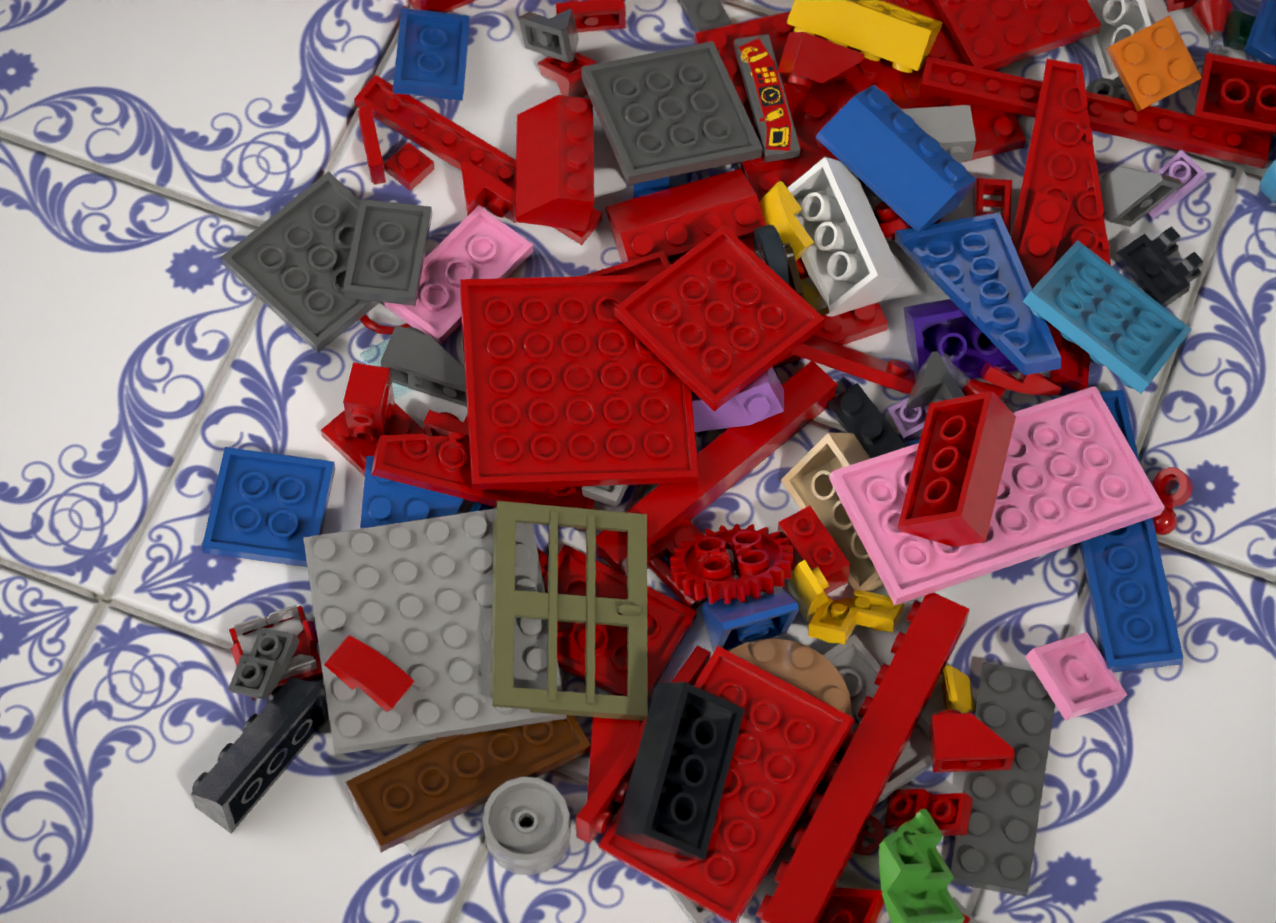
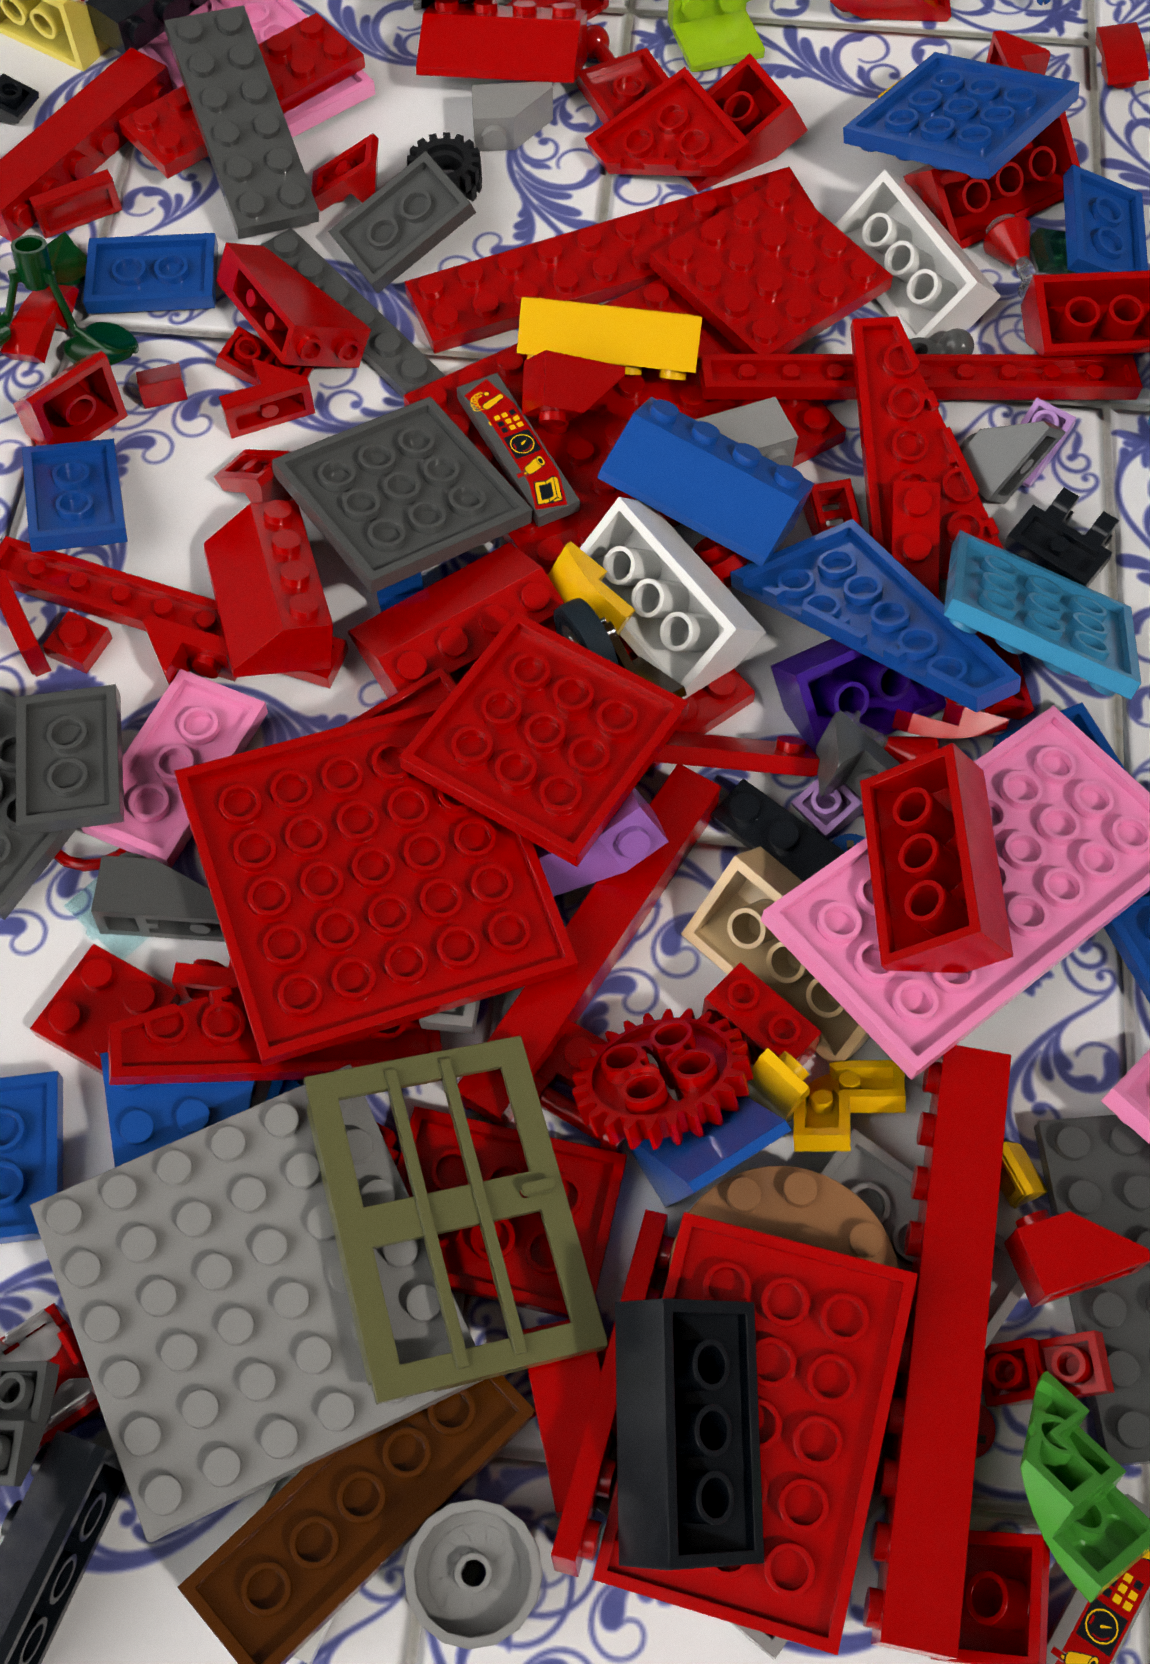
camera: 15 degrees left, 0 degrees up
(368, 402) = (84, 975): red brick -> none
(370, 671) = (173, 1404): red slope -> none
(550, 36) = (221, 436): dark grey slope -> none
(1153, 63) = (977, 300): orange plate -> none

